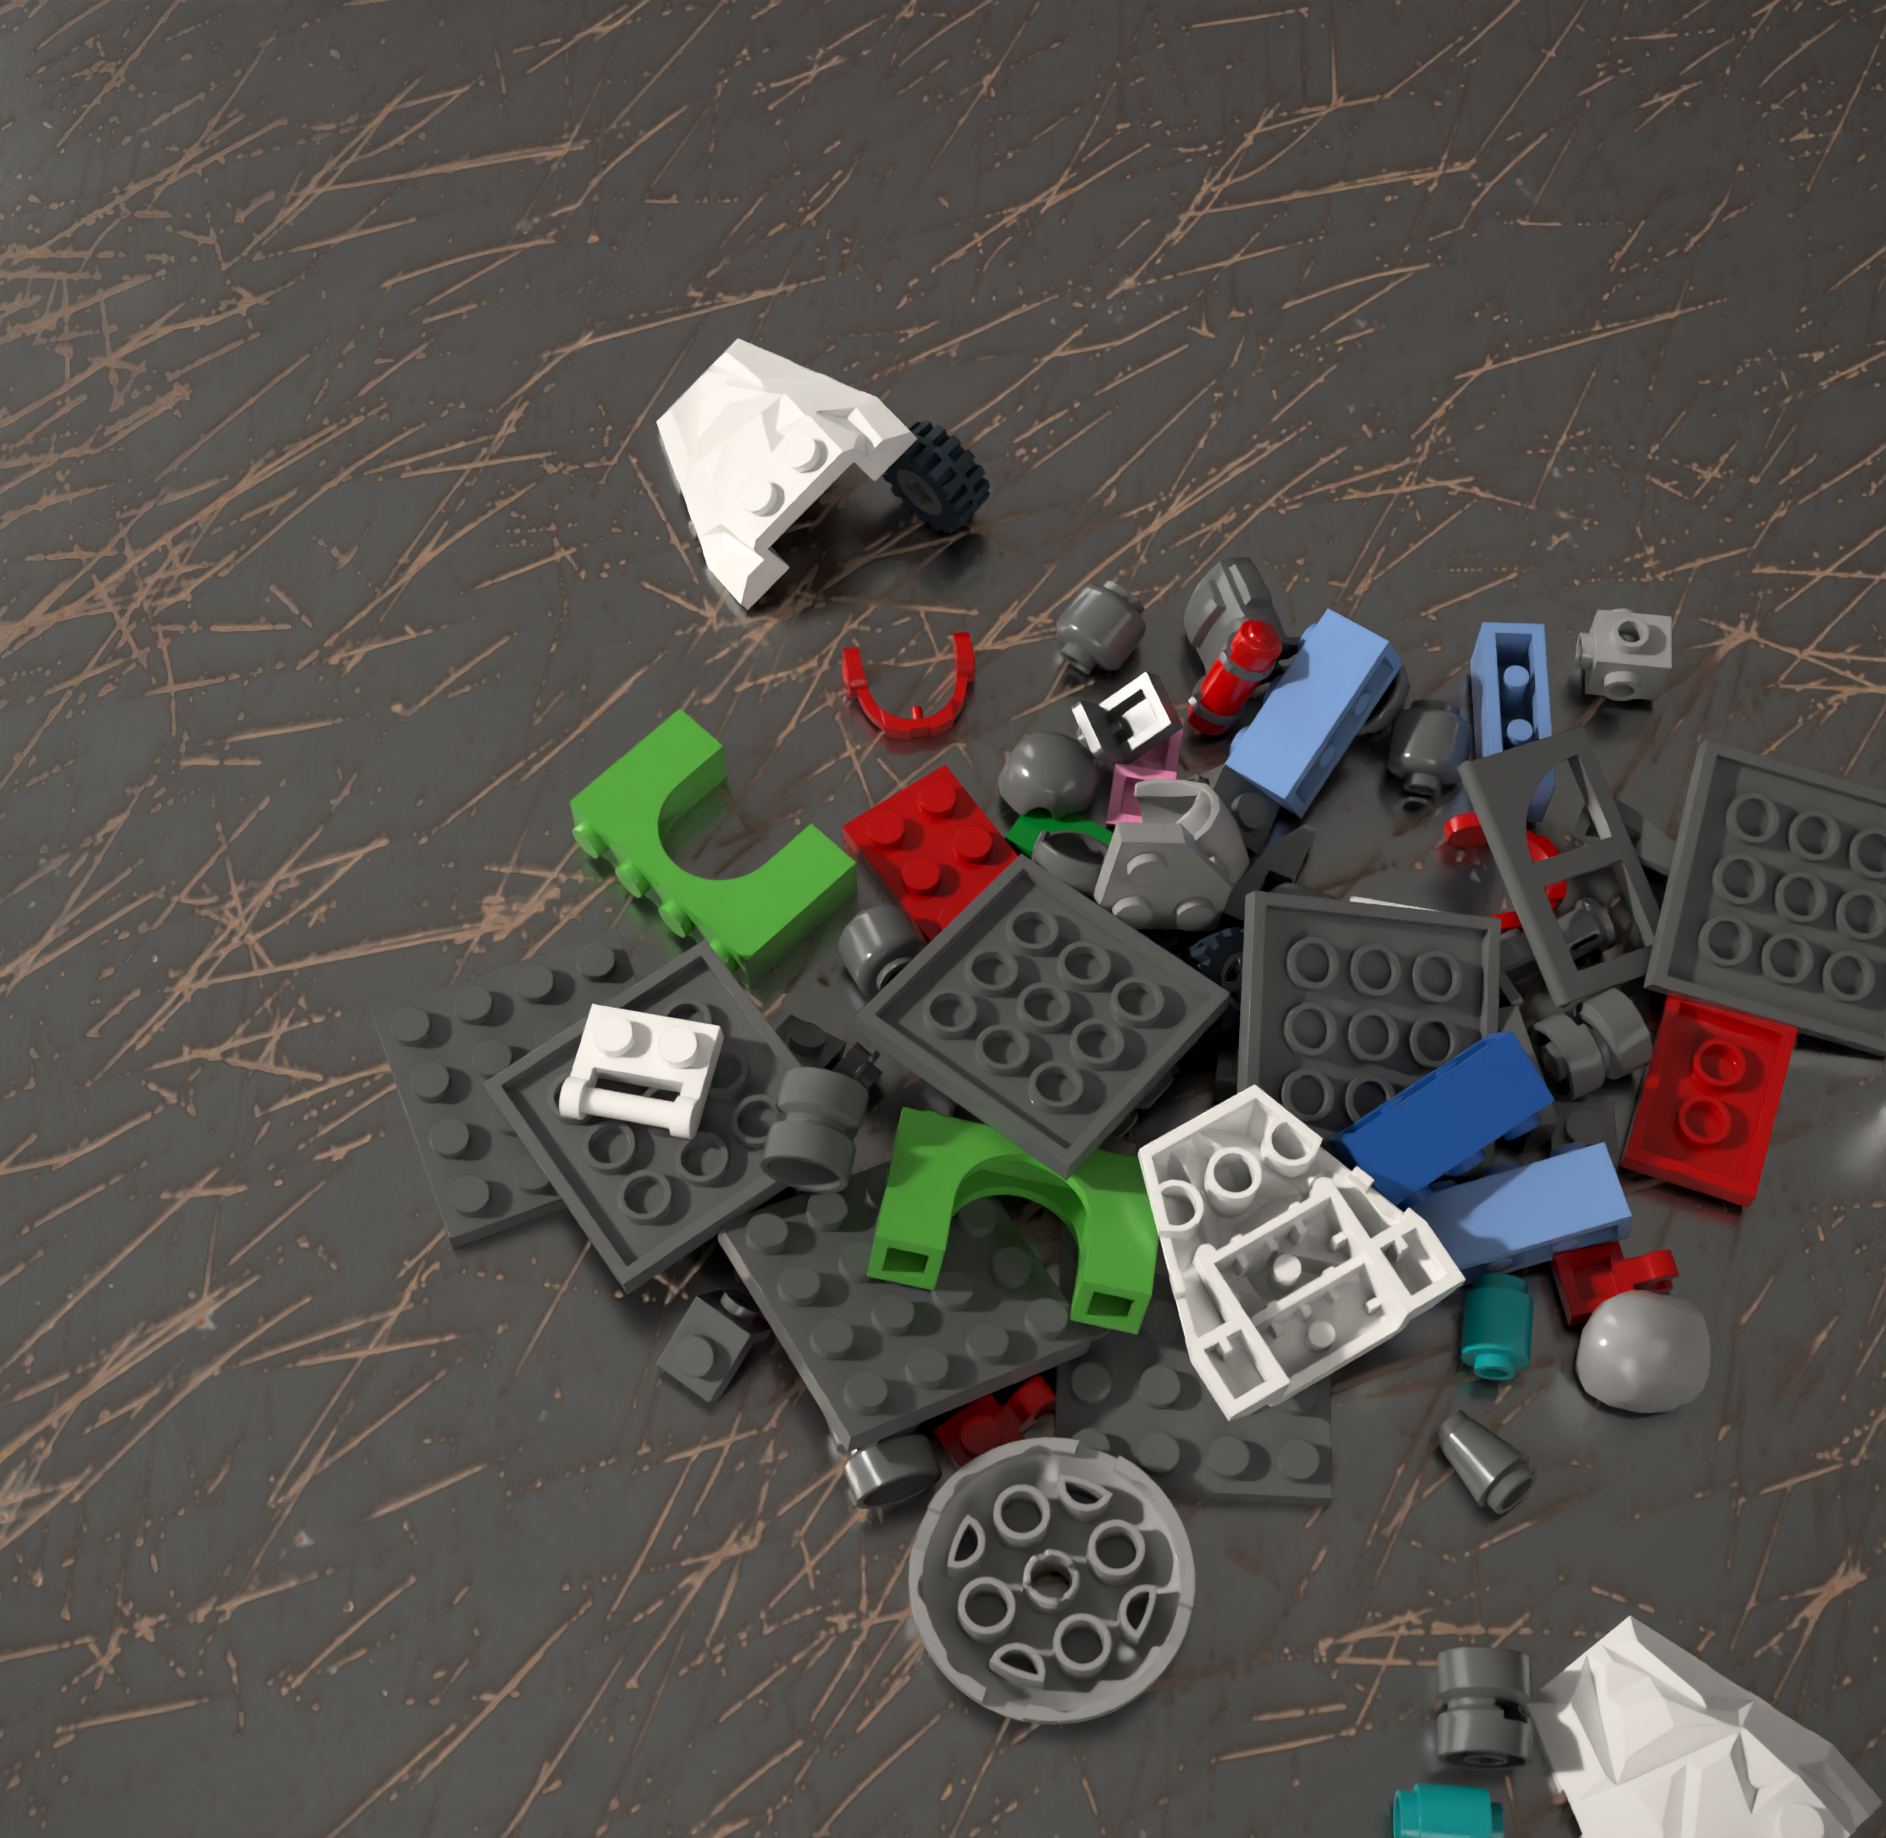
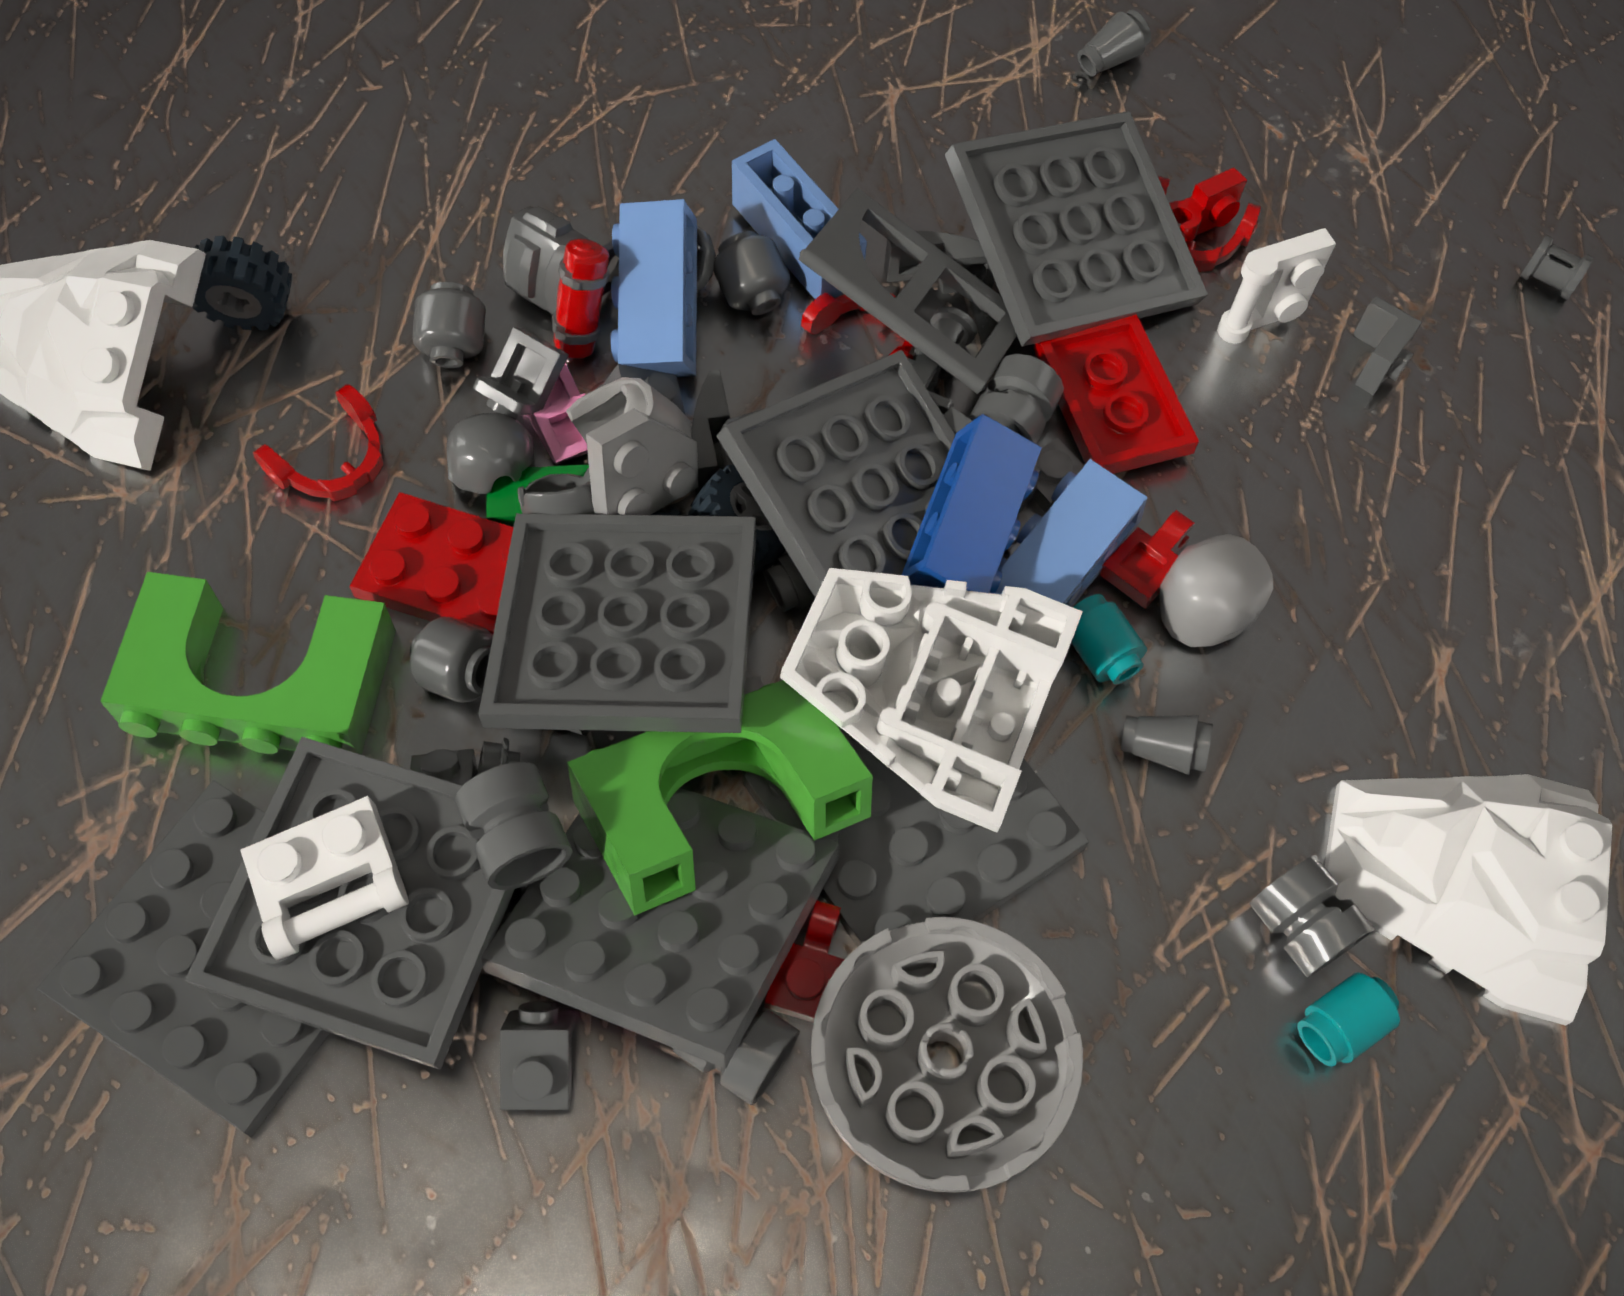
camera: 40 degrees left, 0 degrees up
(1626, 654) = (839, 136): light grey brick -> none

